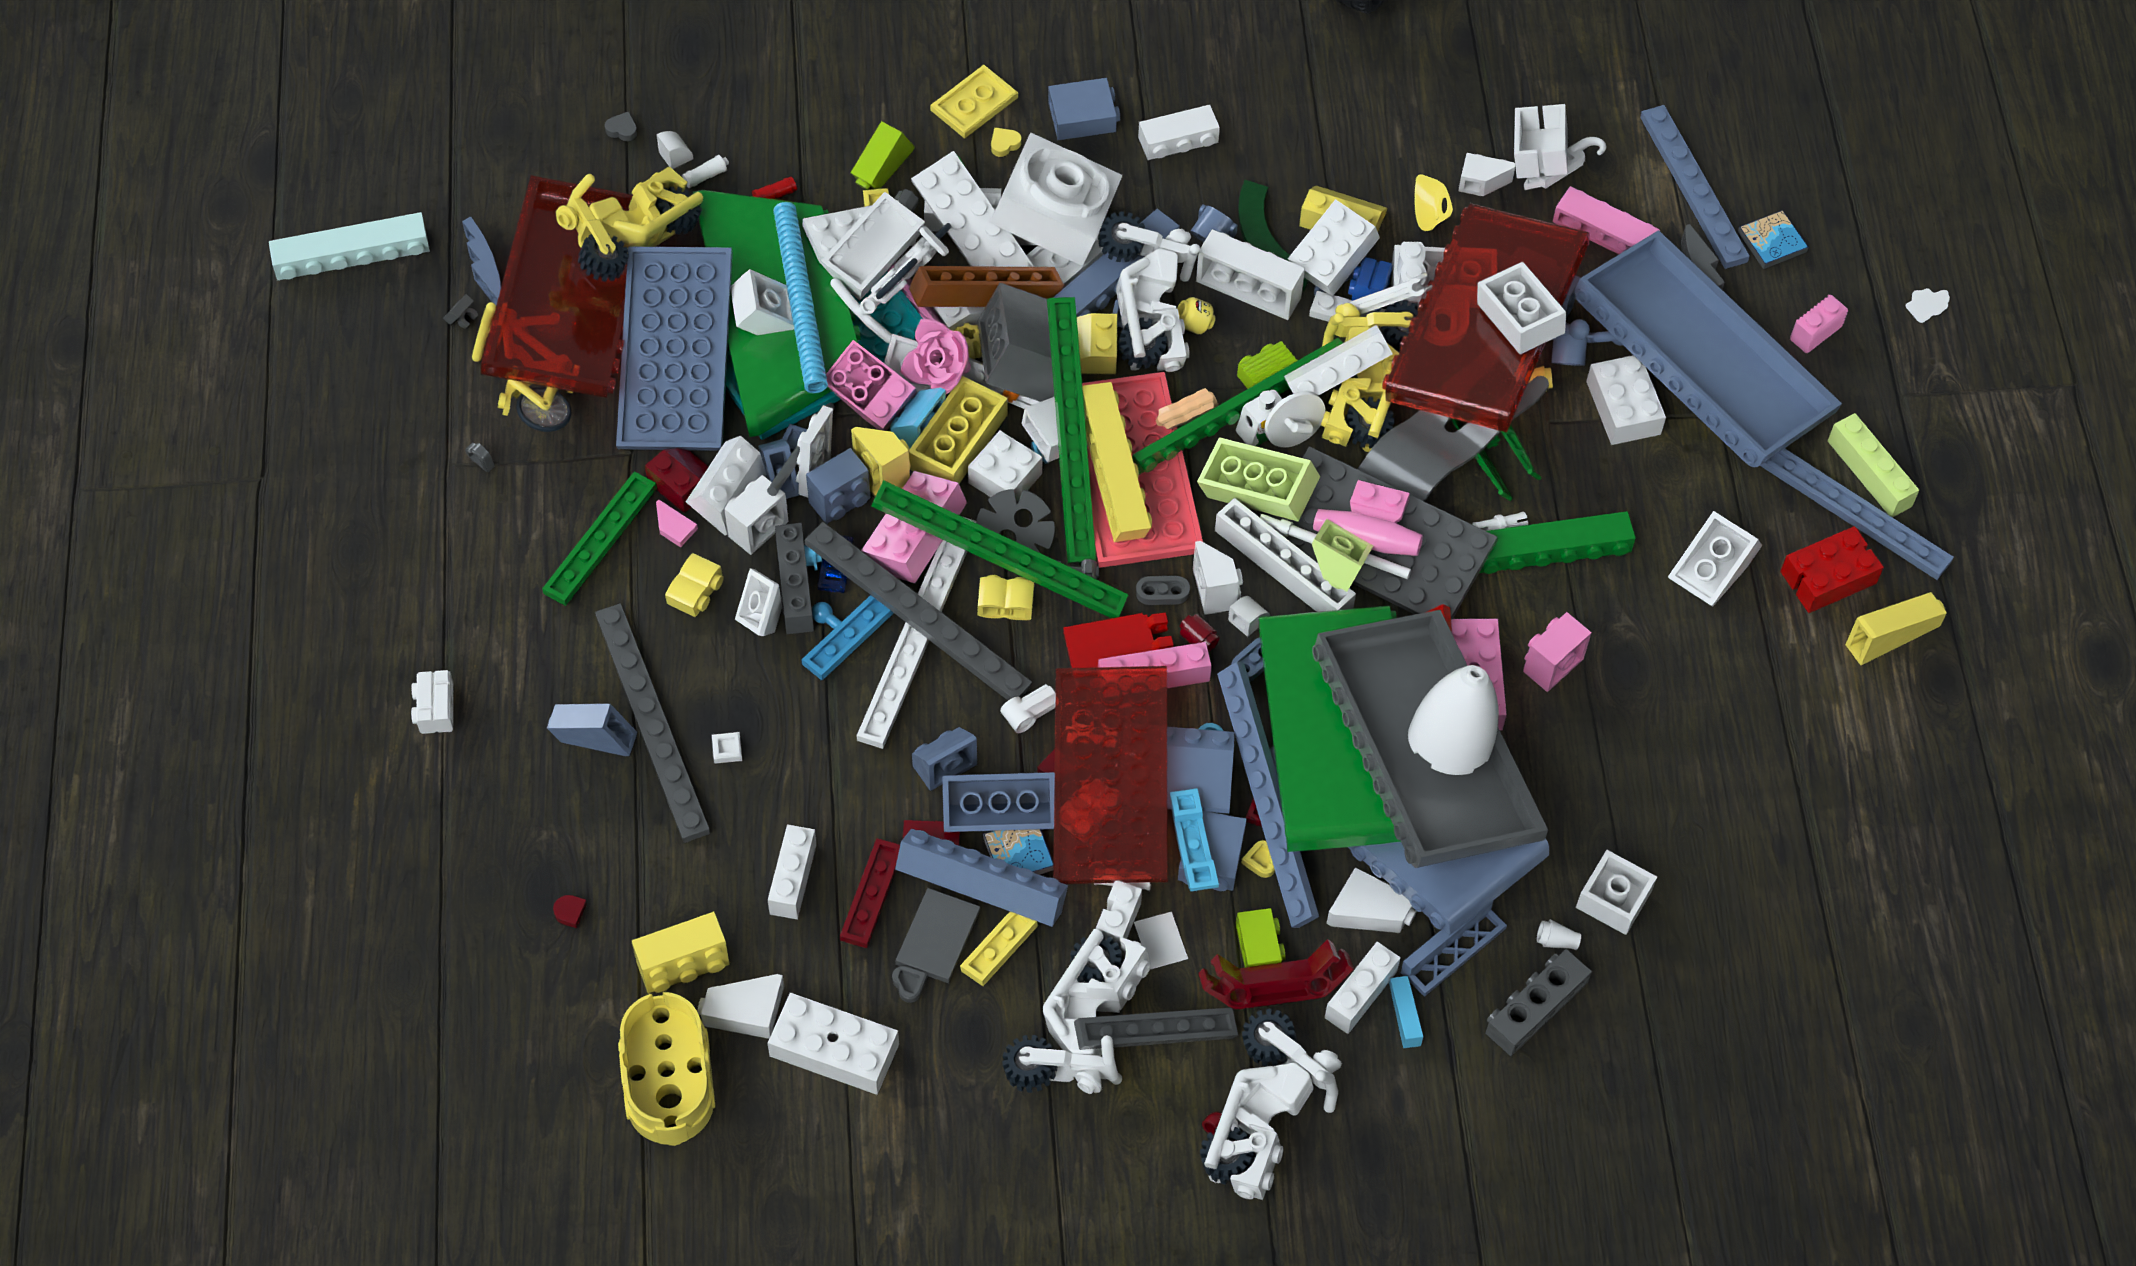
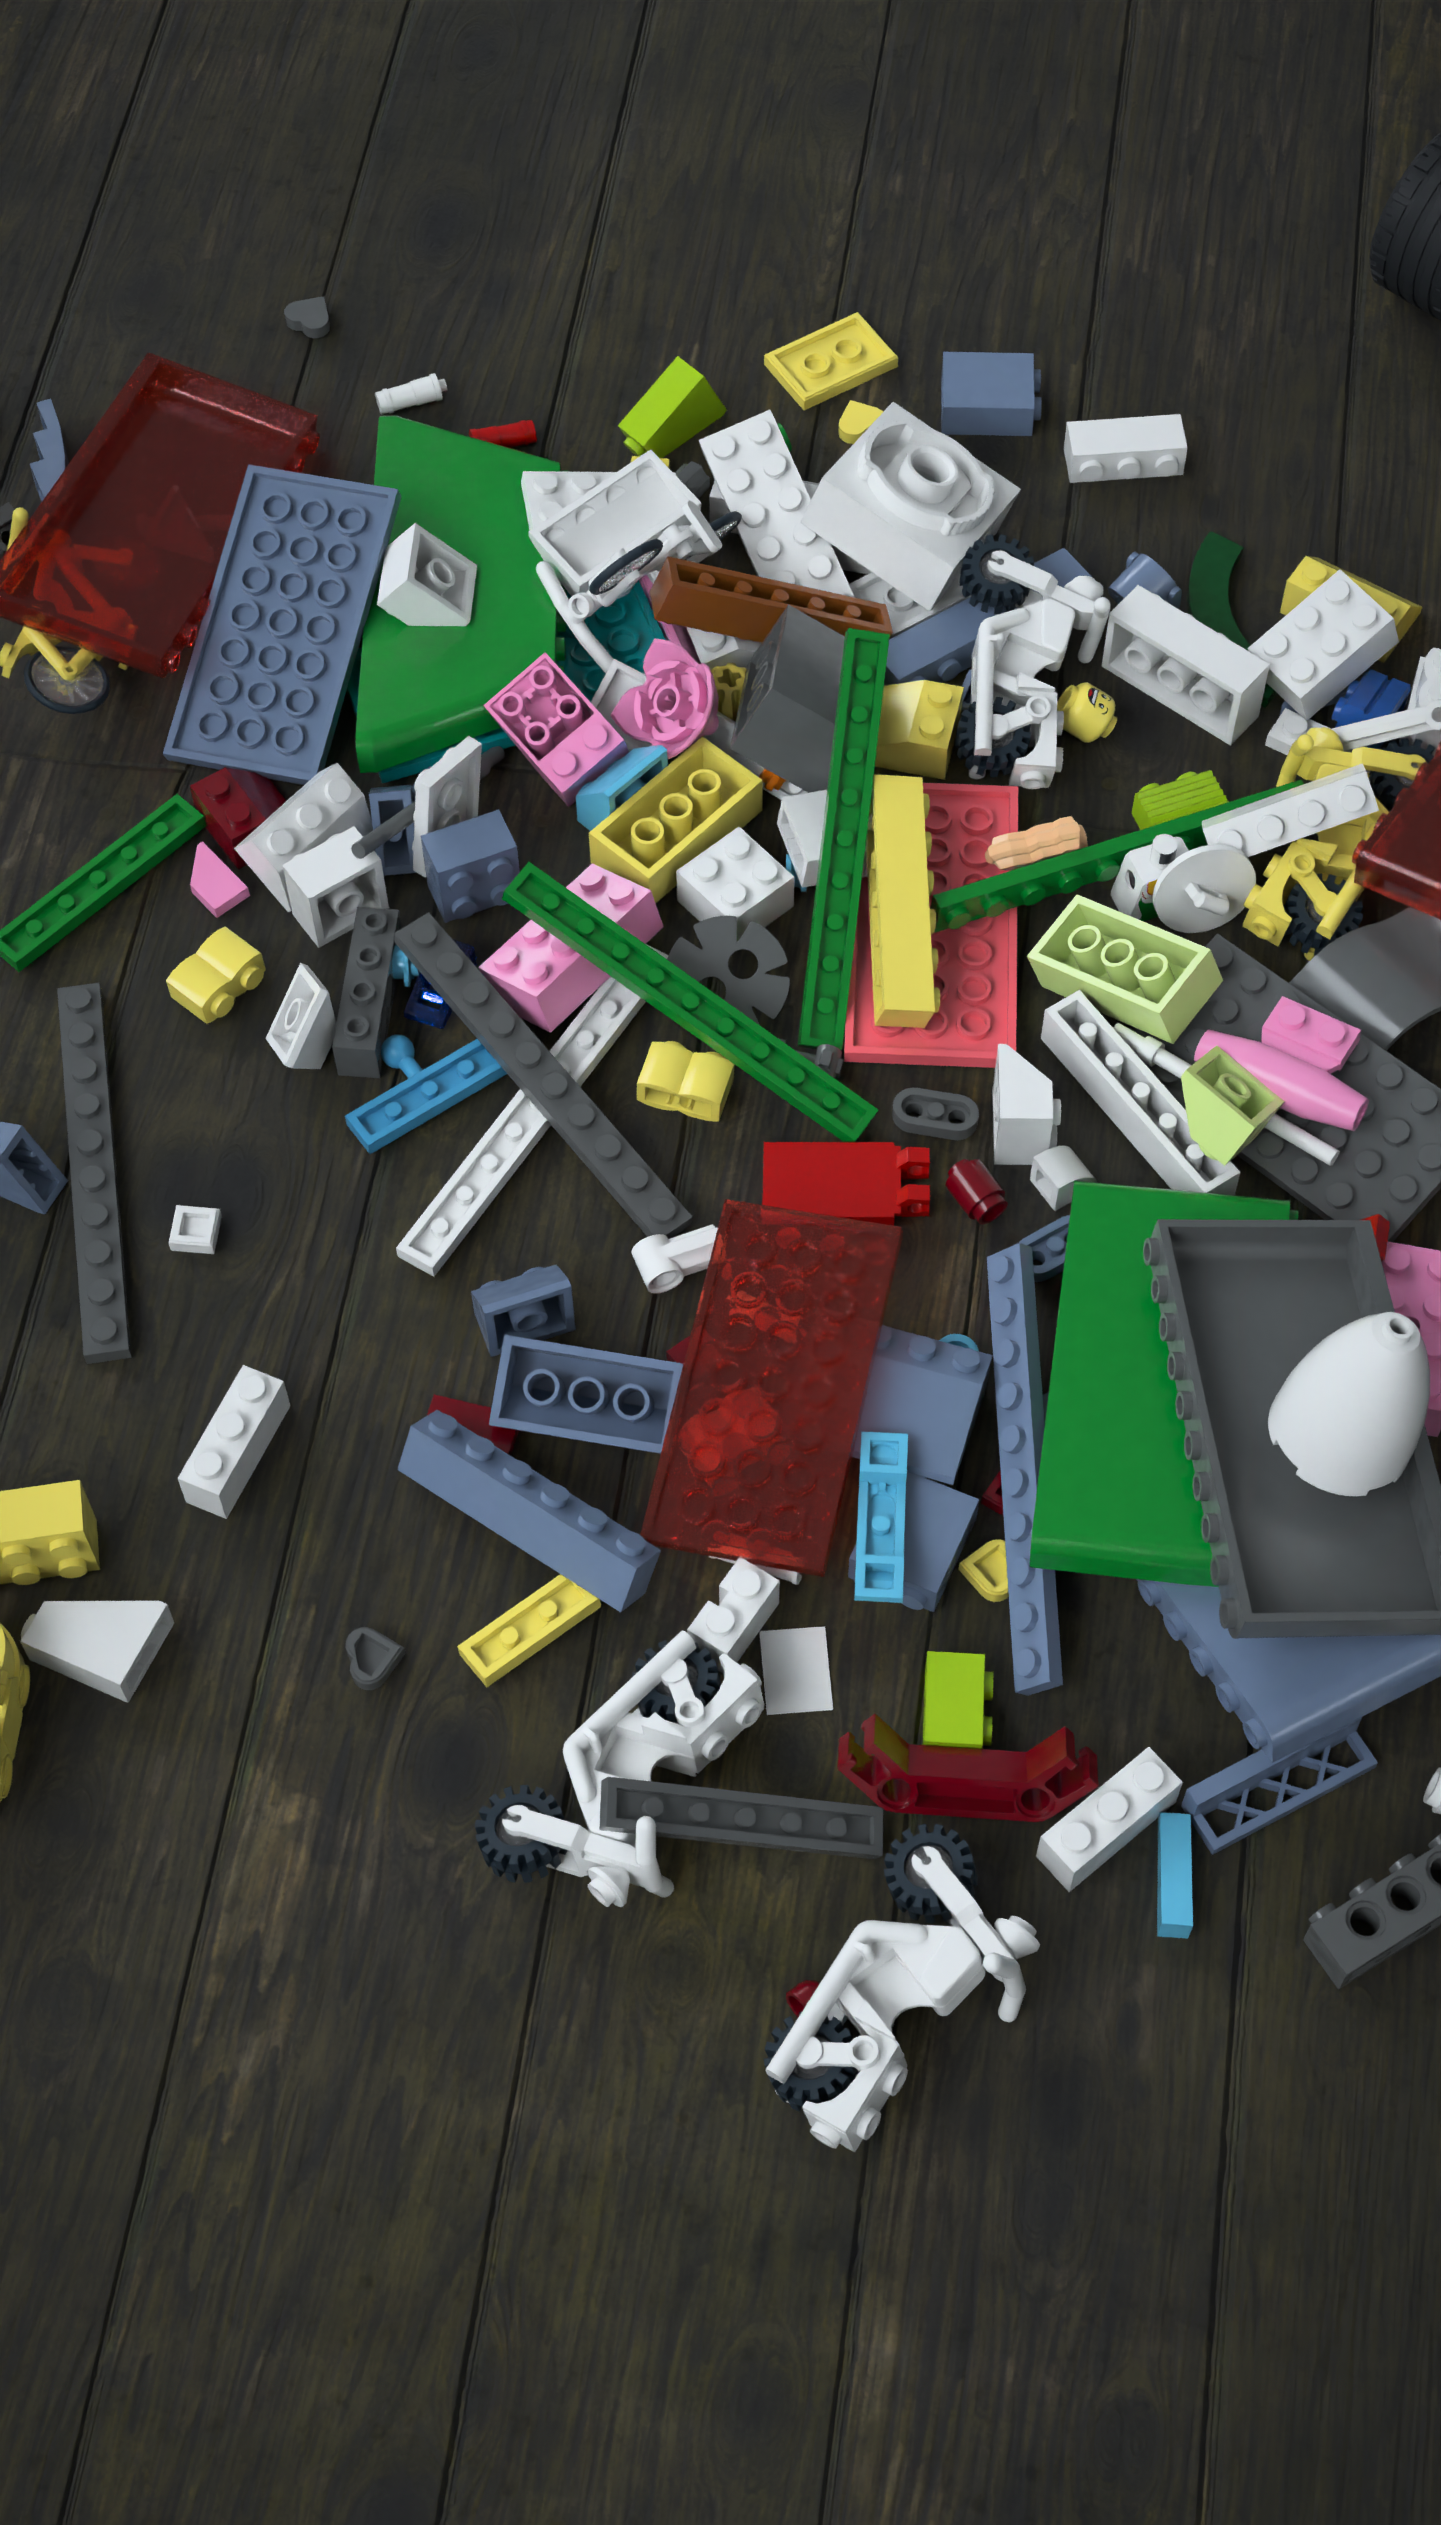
camera: 15 degrees right, 0 degrees up
(606, 230) = (225, 434): light yellow piece -> none
(673, 149) = (372, 356): white brick -> none
(800, 298) = (485, 583): medium azure piece -> none
(833, 1043) = (219, 1732): white brick -> none
(871, 894) = (347, 1503): dark red plate -> none
(883, 456) = (544, 829): light yellow slope -> none
(938, 935) = (438, 1589): dark grey tile -> none
(1020, 849) = (605, 1477): tile -> none
(1184, 663) = (932, 1232): bright pink brick -> none
(1370, 905) = (1152, 1682): white slope -> none

